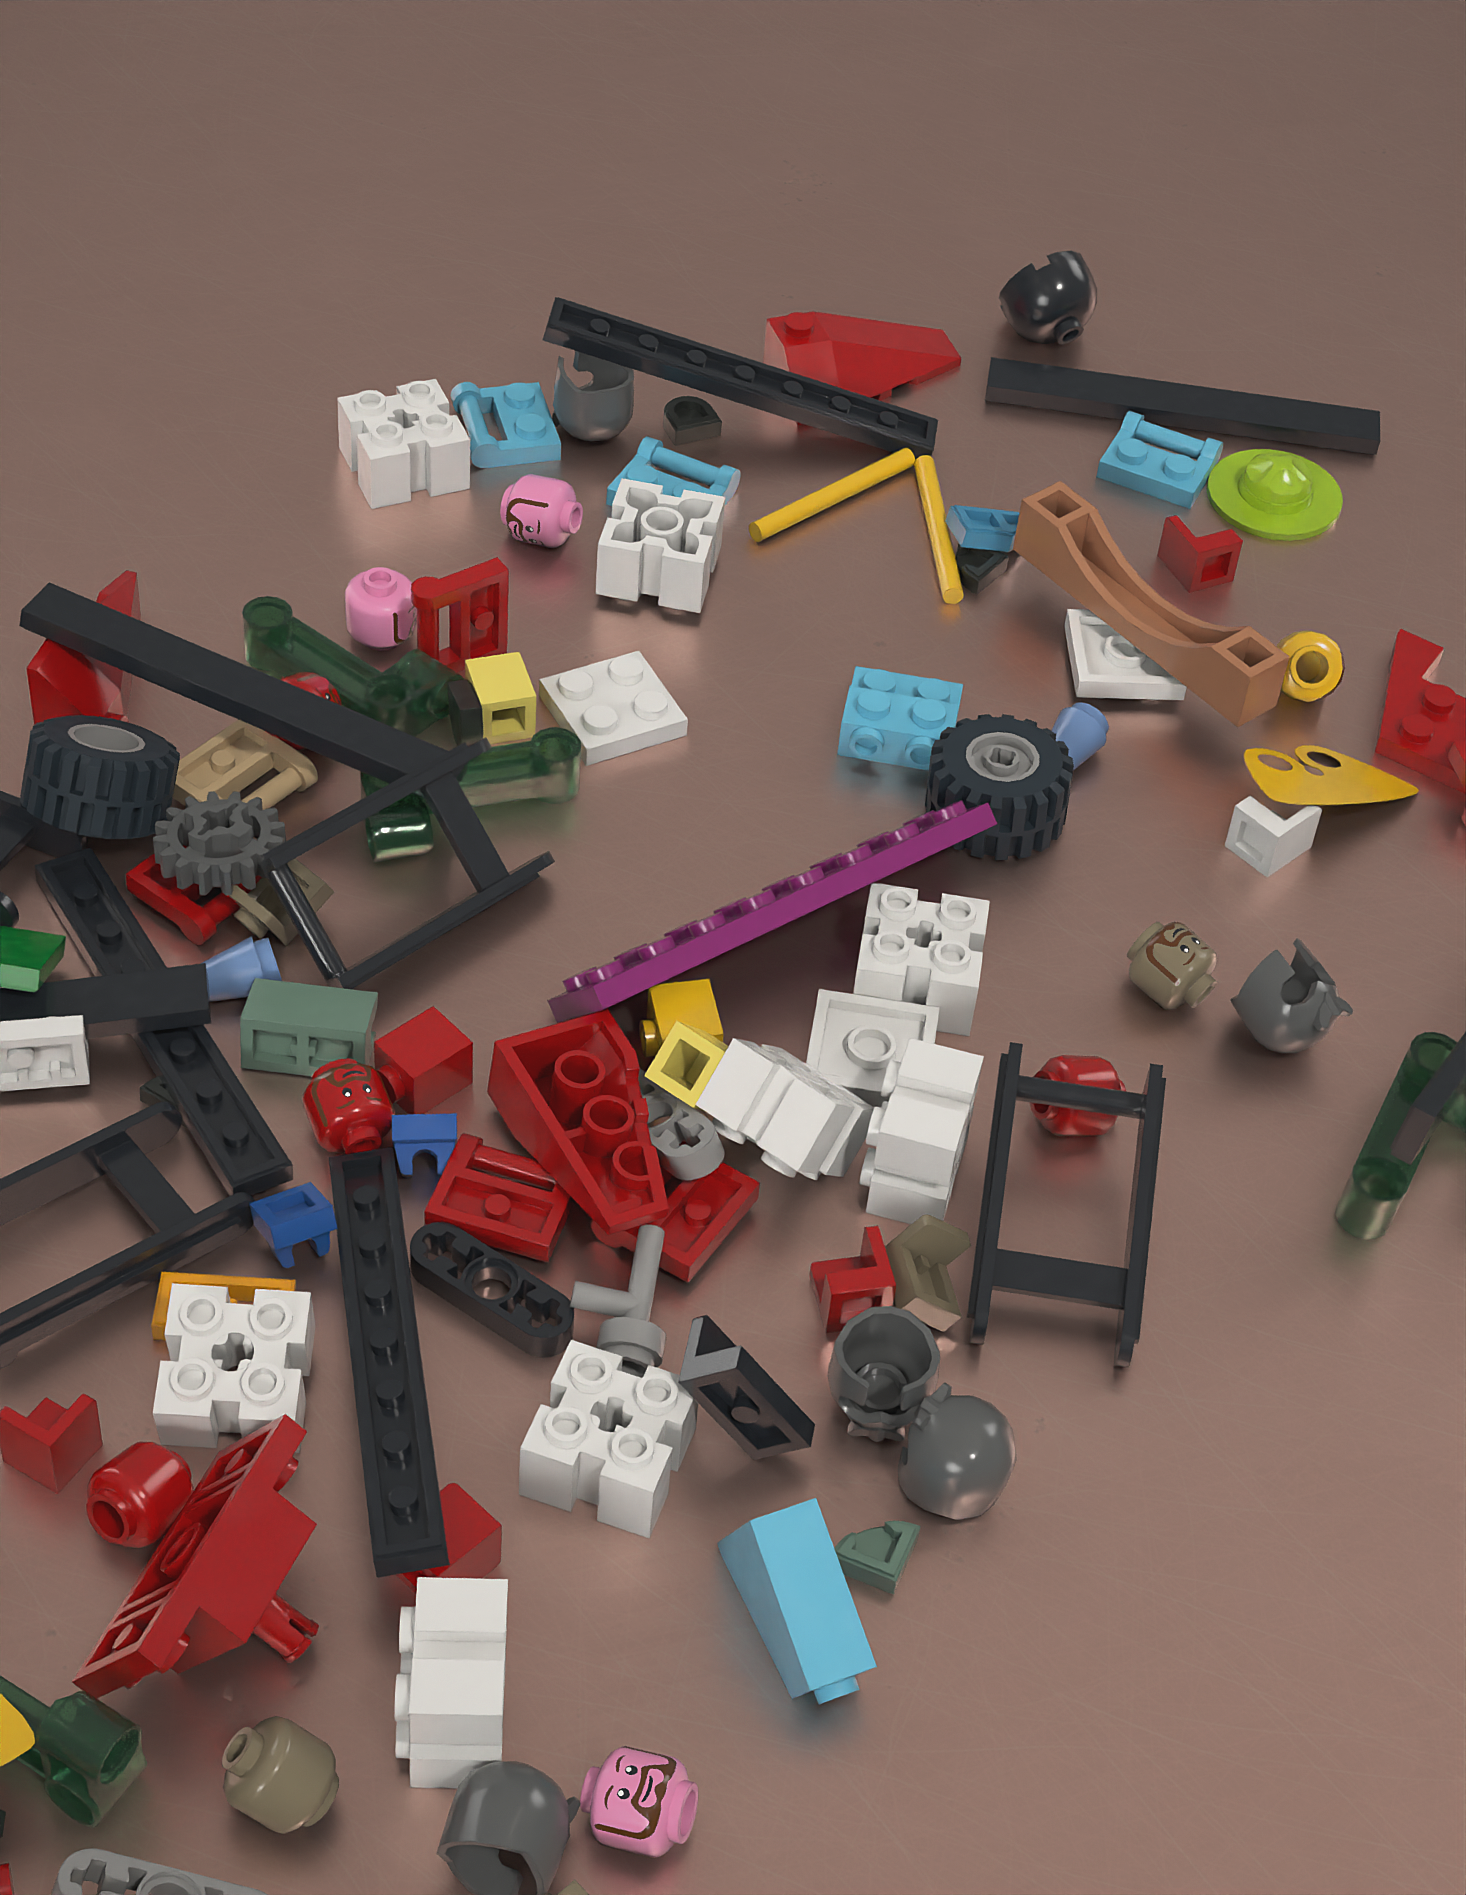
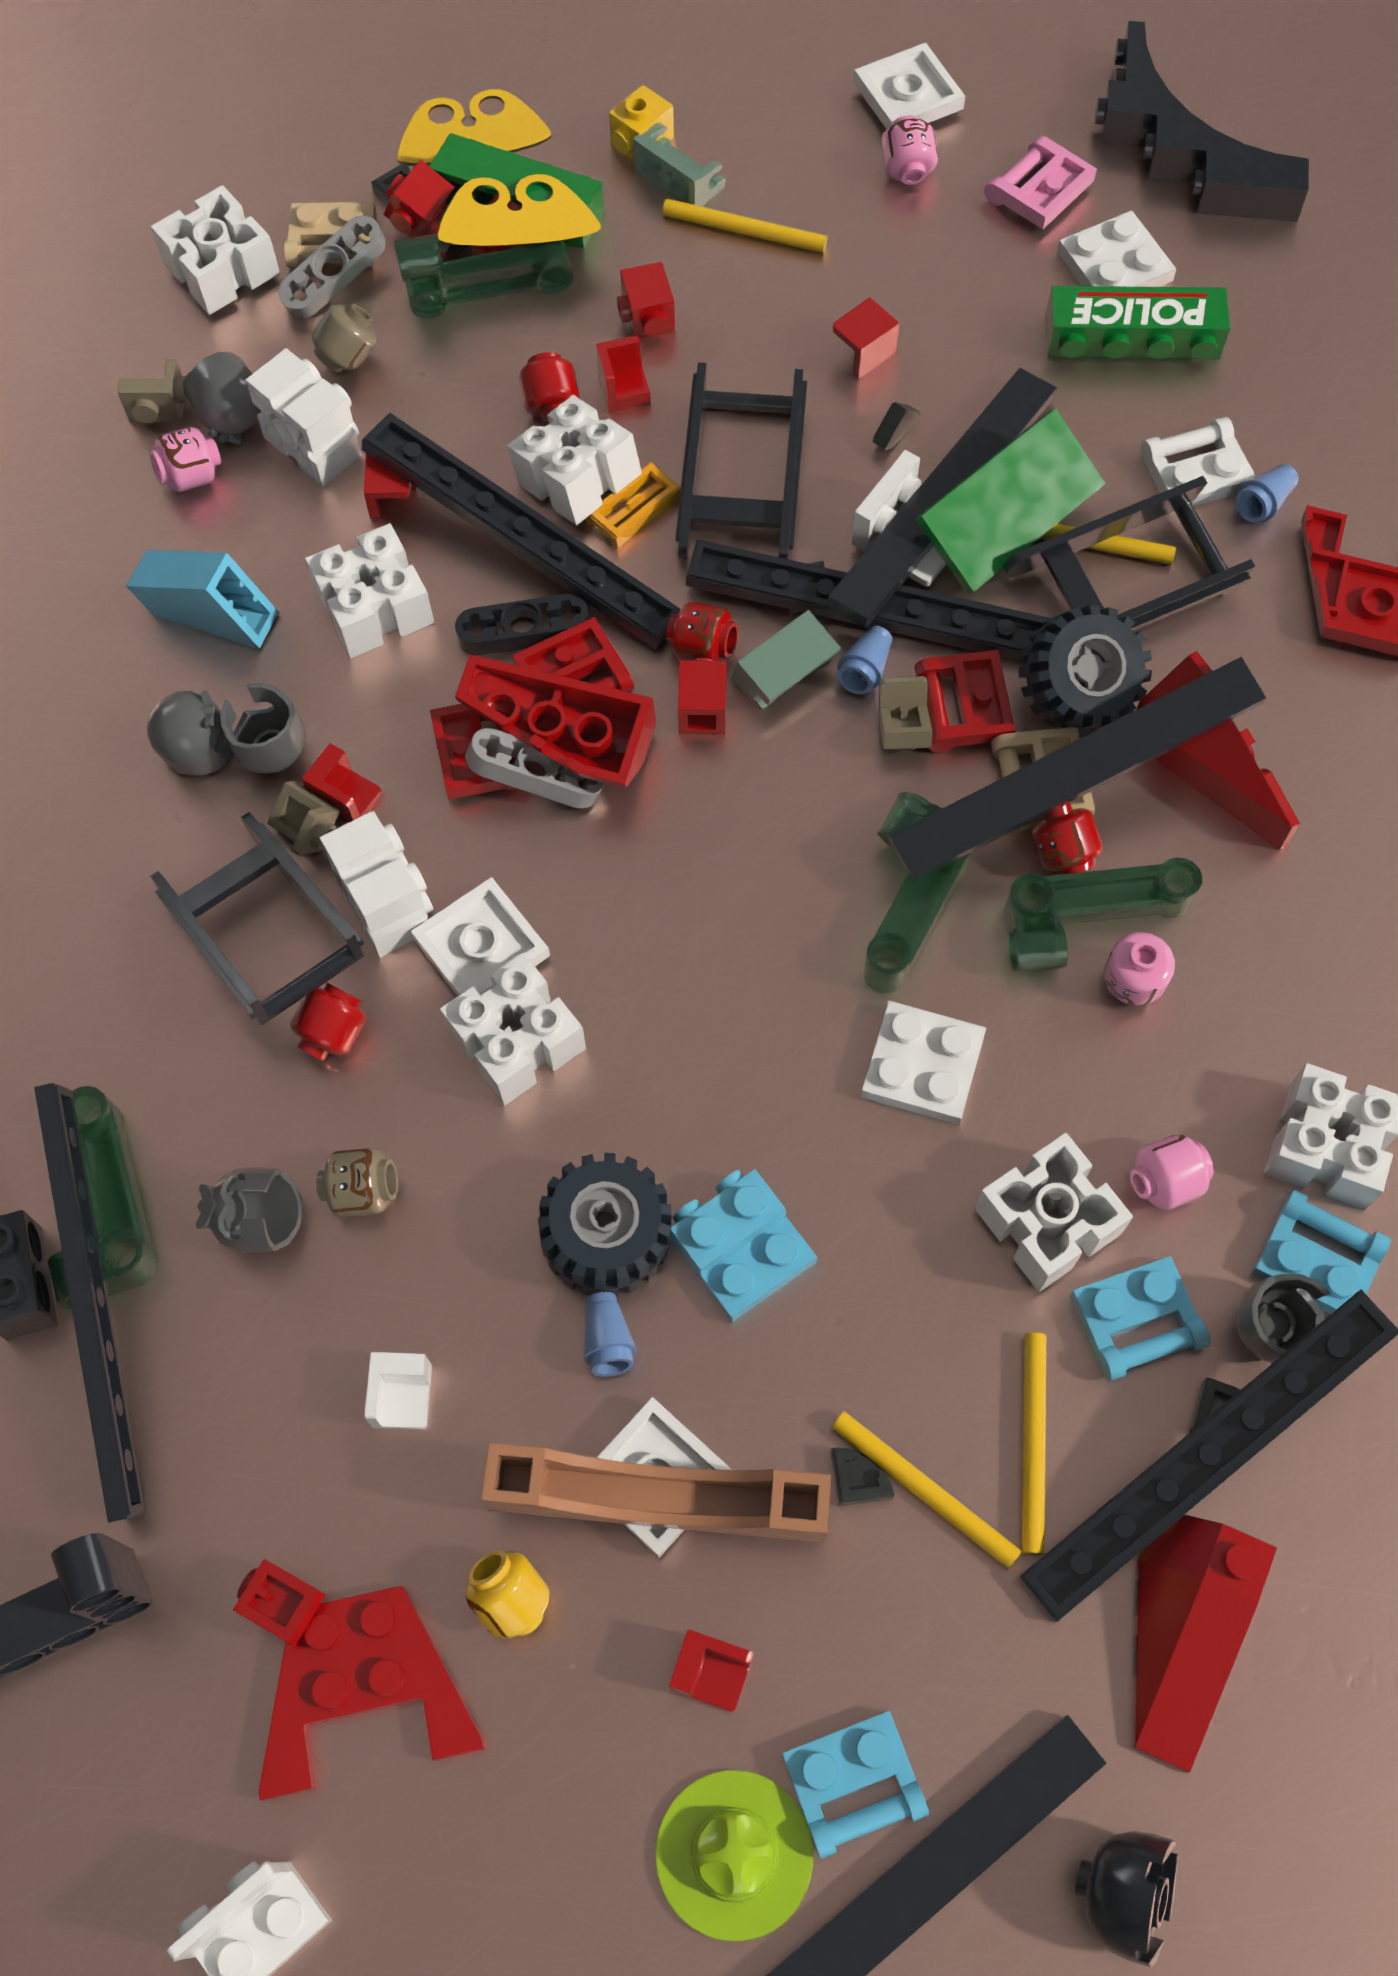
camera: 140 degrees right, 20 degrees up
(214, 1571) = (457, 357): red brick -> none
(217, 842) = (962, 690): dark grey gear -> none
(293, 1218) = (648, 552): blue tile -> none
(423, 1134) = (650, 659): blue tile -> none
(462, 831) = (889, 820): black piece -> none
(465, 713) = (983, 943): pearl dark grey tile -> none
(476, 613) = (1071, 997): red plate -> none
(505, 696) = (985, 982): light yellow brick -> none
(630, 1330) = (420, 651): light grey piece -> none
(678, 1001) = (593, 848): yellow brick -> none
(686, 1062) = (534, 798): light yellow brick -> none
(741, 1394) = (321, 650): black panel -> none
(775, 906) = (621, 969): magenta plate -> none
(785, 1110) = (446, 847): white brick -> none
(878, 1554) = (195, 668): sand green tile -> none
(983, 527) = (877, 1514): dark azure tile -> none
(1348, 784) = (376, 1502): yellow piece -> none

